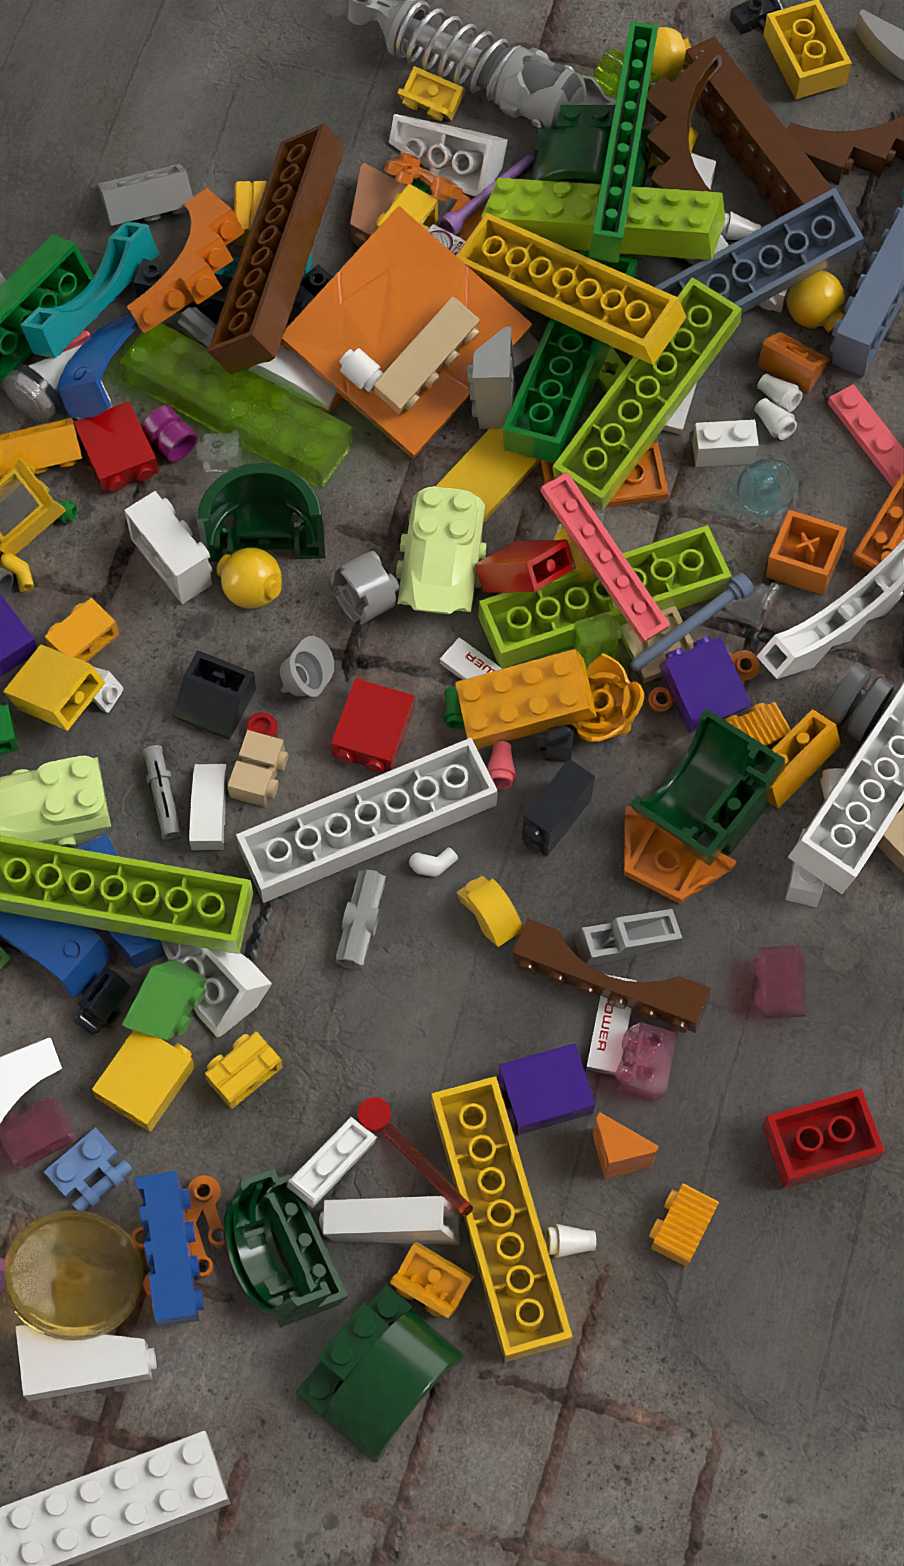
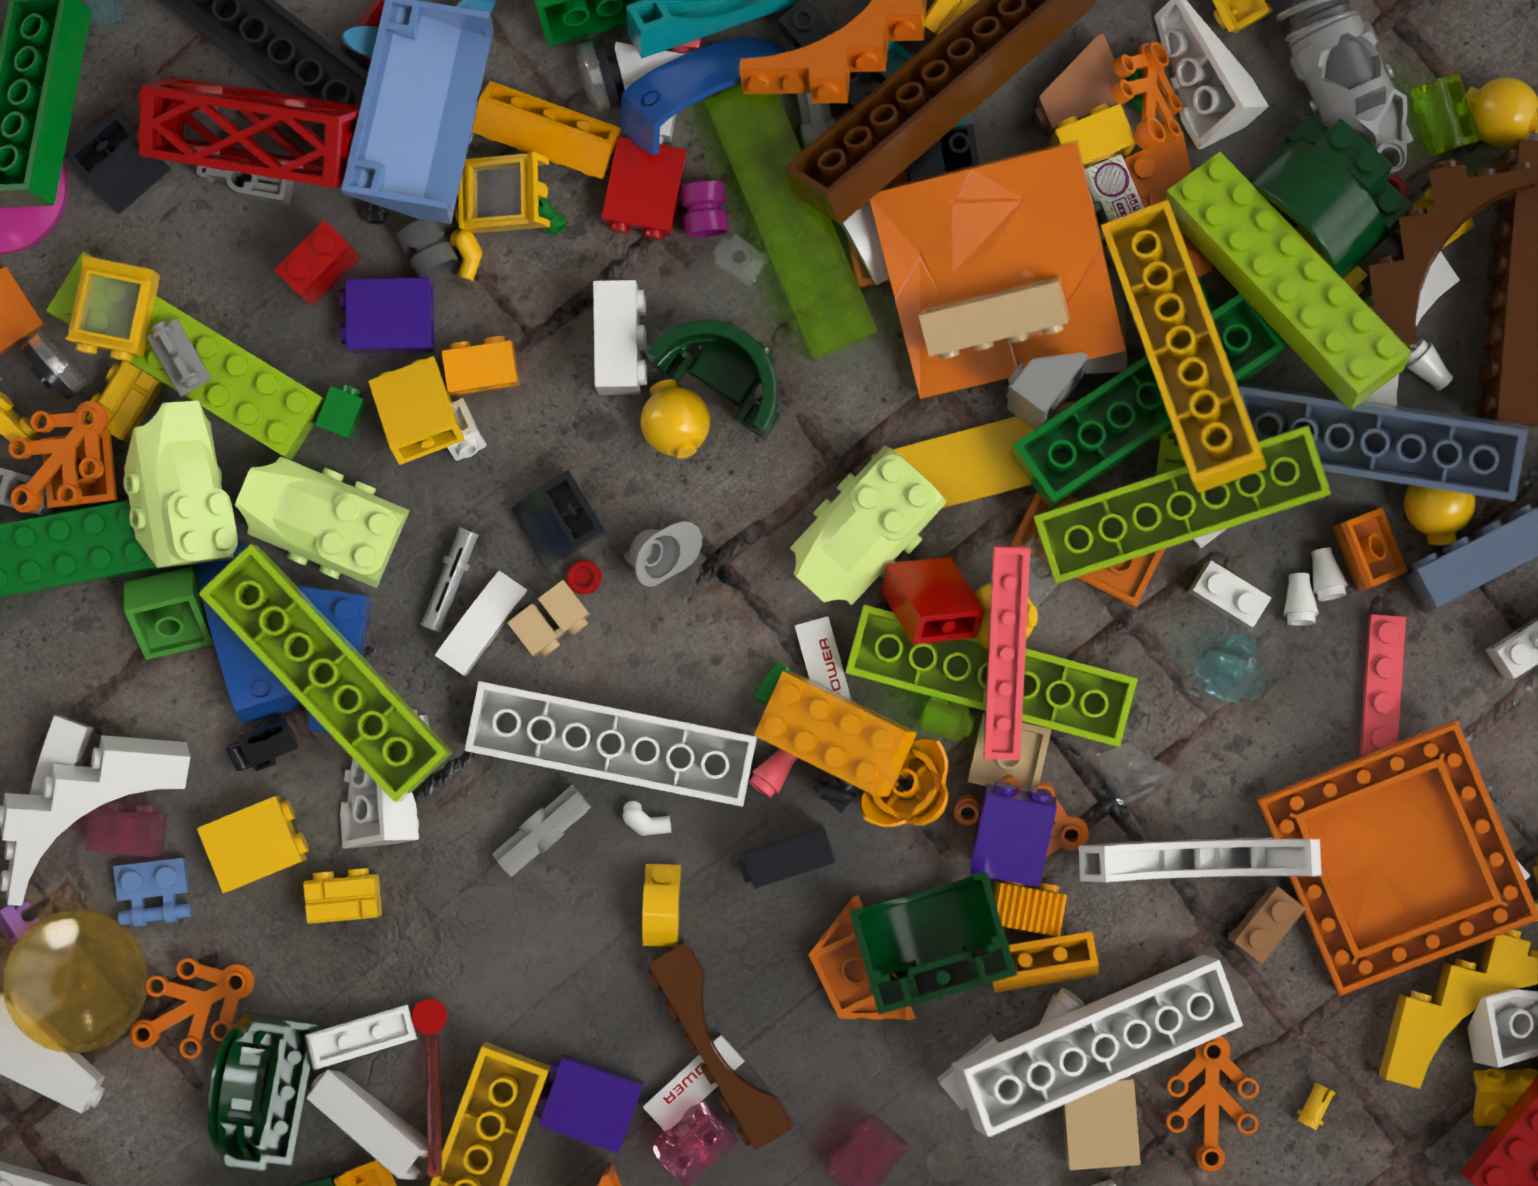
camera: 40 degrees right, 20 degrees up
(166, 1000) = (314, 795): bright green slope -> none
(169, 1249) = (166, 1022): blue wedge -> none
(360, 369) = (921, 286): white brick -> none
(364, 587) = (771, 509): light grey brick -> none
(372, 726) = (682, 651): red brick -> none
(454, 220) = (1142, 165): medium lavender piece -> none
(623, 143) = (1358, 224): green brick -> none
(627, 937) = (766, 1016): light grey slope -> none
(739, 588) = (1116, 761): sand blue piece -> none
(806, 552) = (1215, 766): orange brick -> none
(854, 699) = (1141, 951): dark grey wheel -> none

